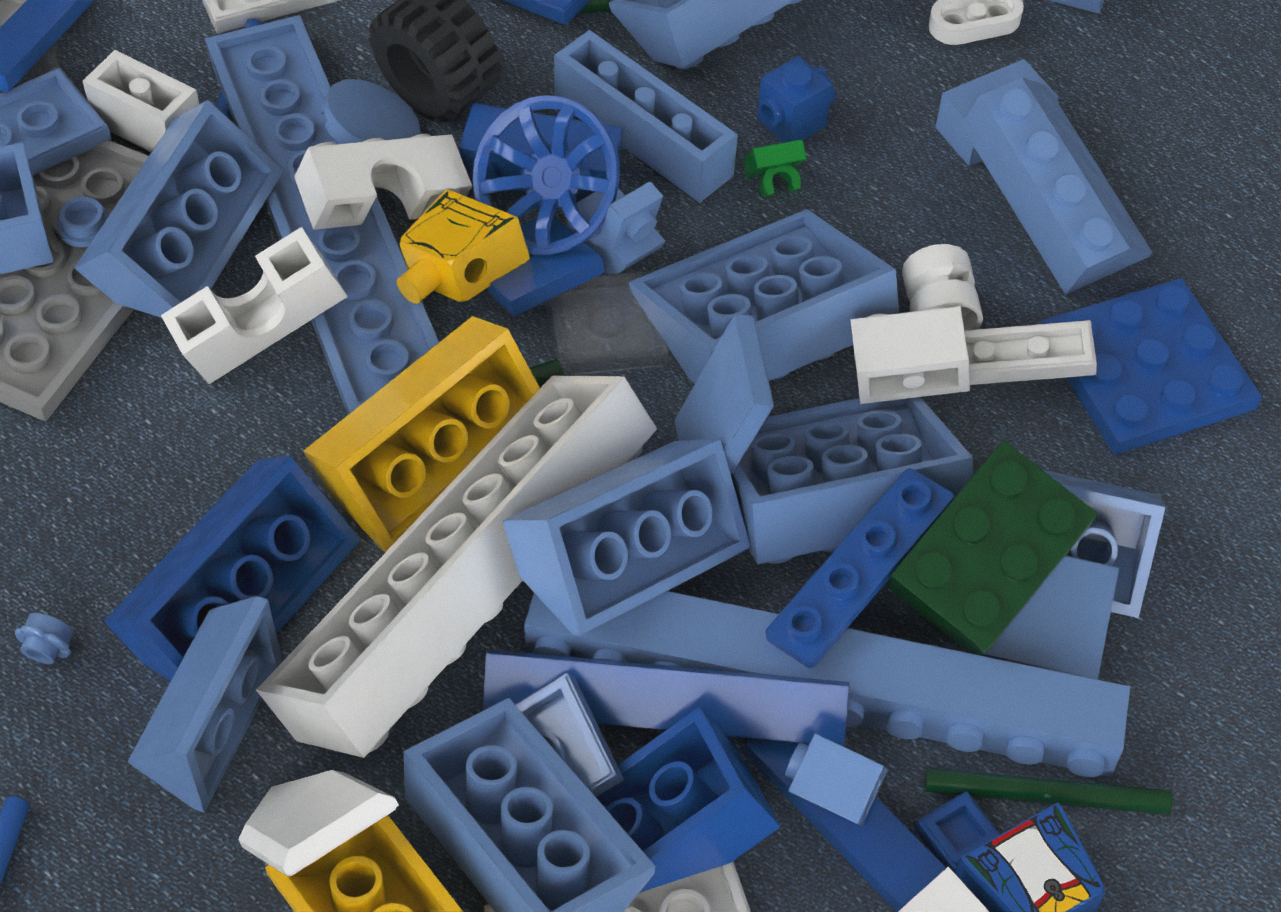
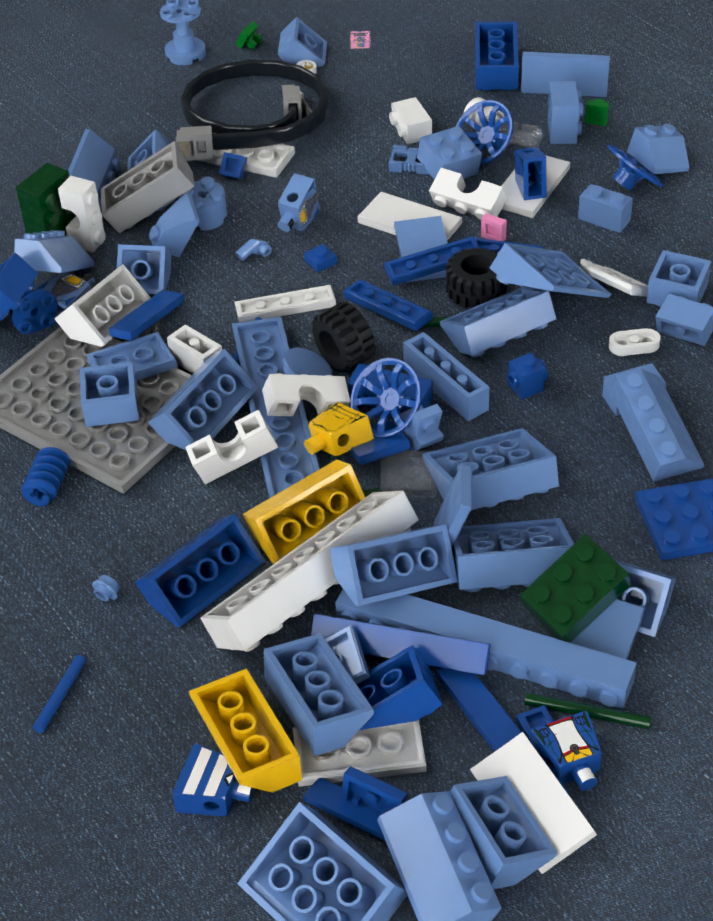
camera: 15 degrees right, 10 degrees down
(80, 221) = (154, 401): medium blue plate -> none
(210, 702) = (178, 622): medium blue slope -> none
(312, 817) = (215, 672): white tile -> none
(776, 161) = (510, 403): green tile -> none
(835, 778) = (475, 687): medium blue brick -> none
(858, 568) = (504, 594): blue bracket -> none
(910, 354) = (557, 499): white brick -> none
(943, 279) = (583, 473): white wheel -> none
(1030, 352) = (600, 505): white tile -> none

